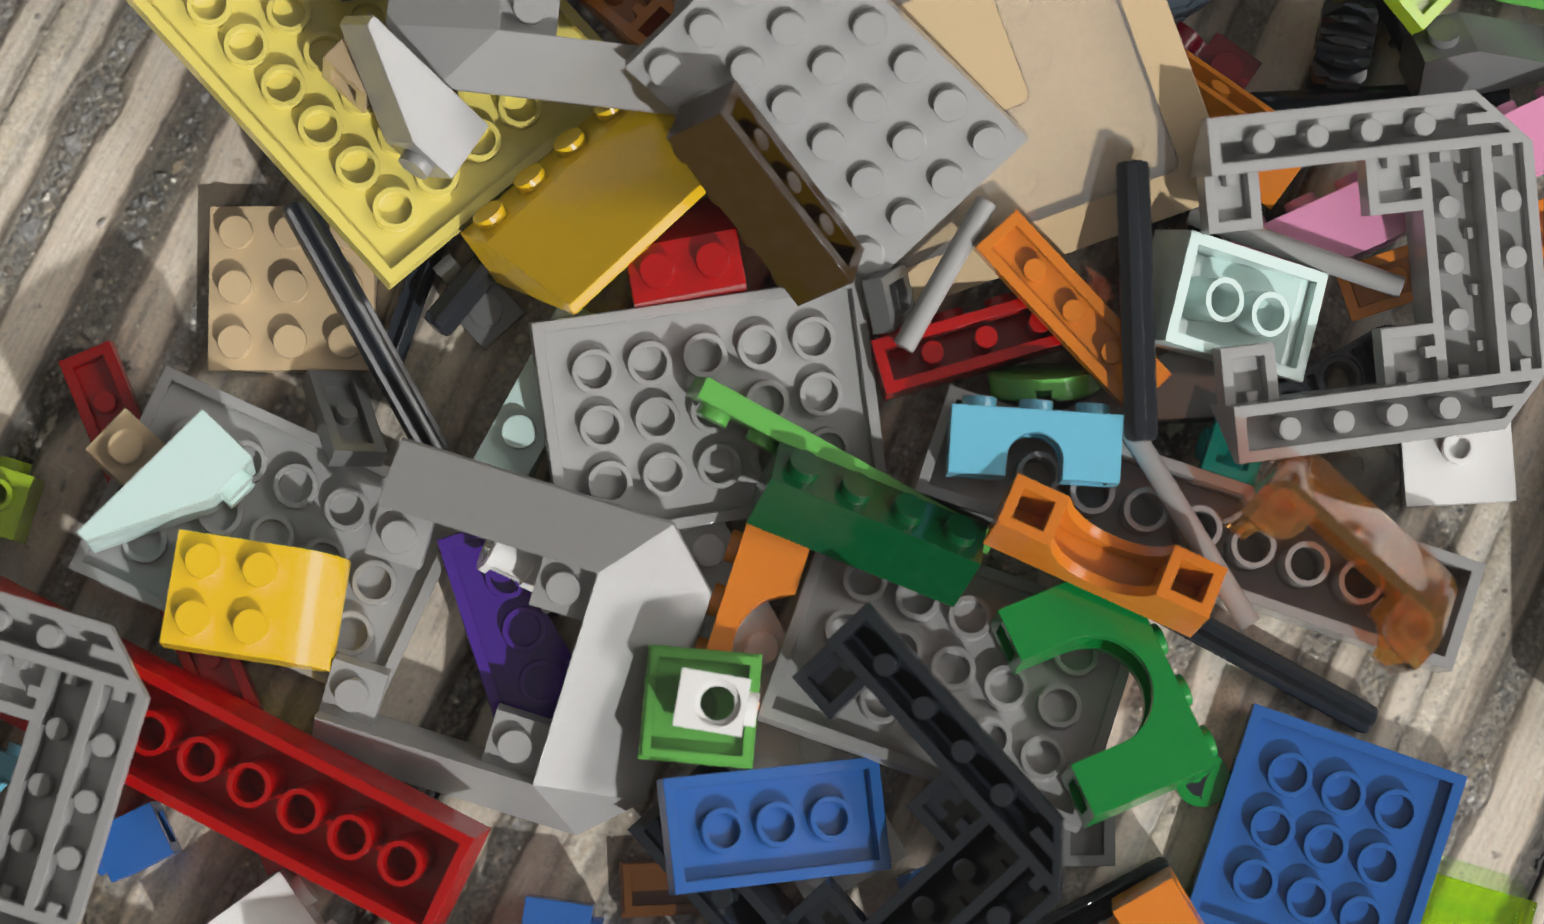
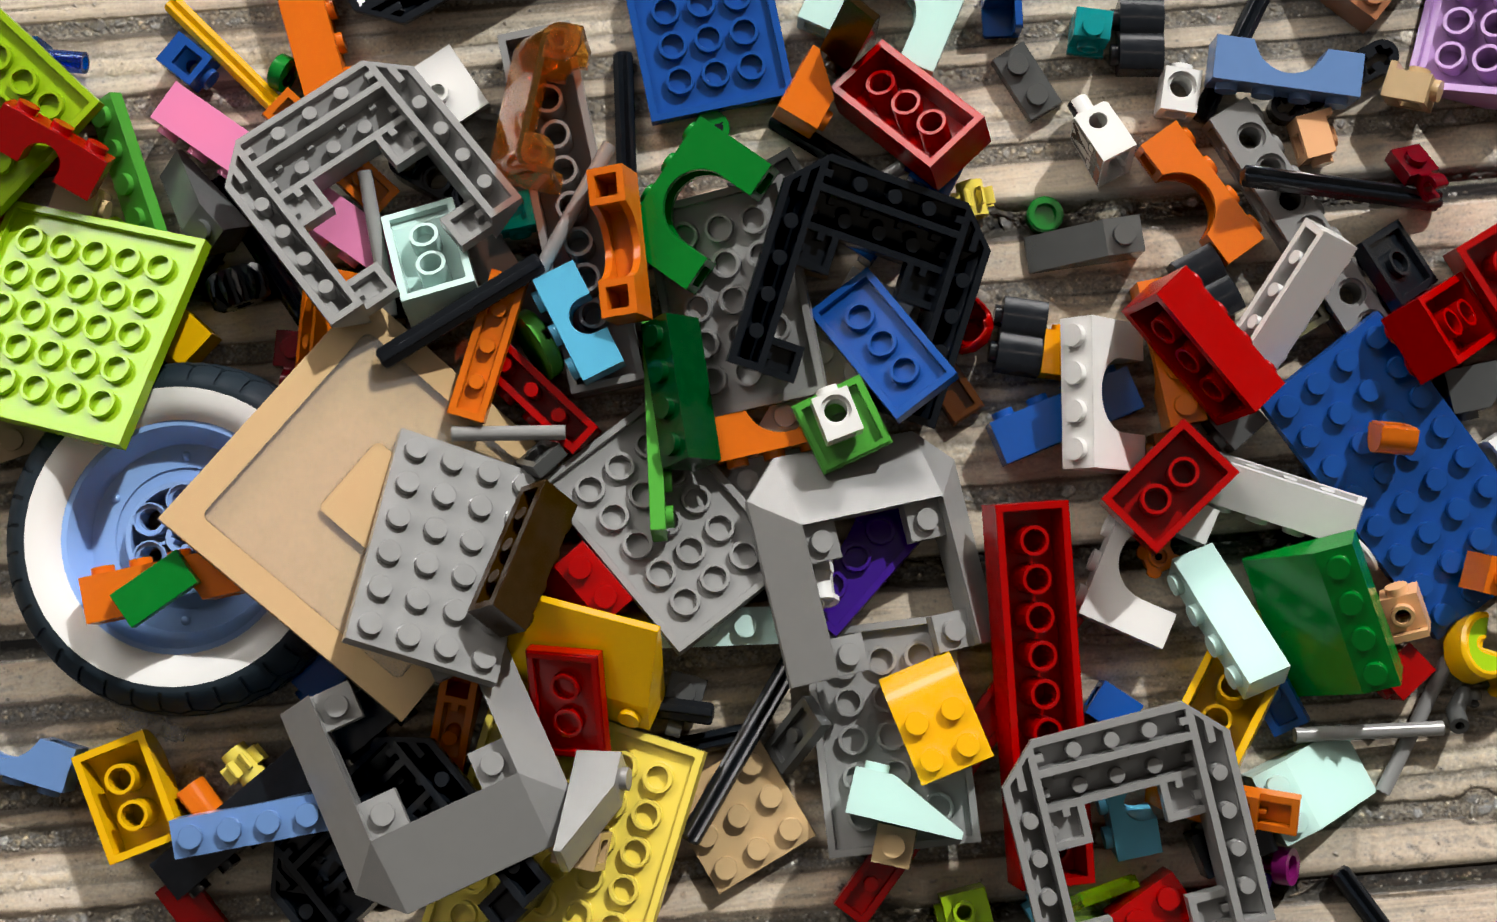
camera: 115 degrees left, 0 degrees up
(559, 154) = (569, 697): none -> red tile

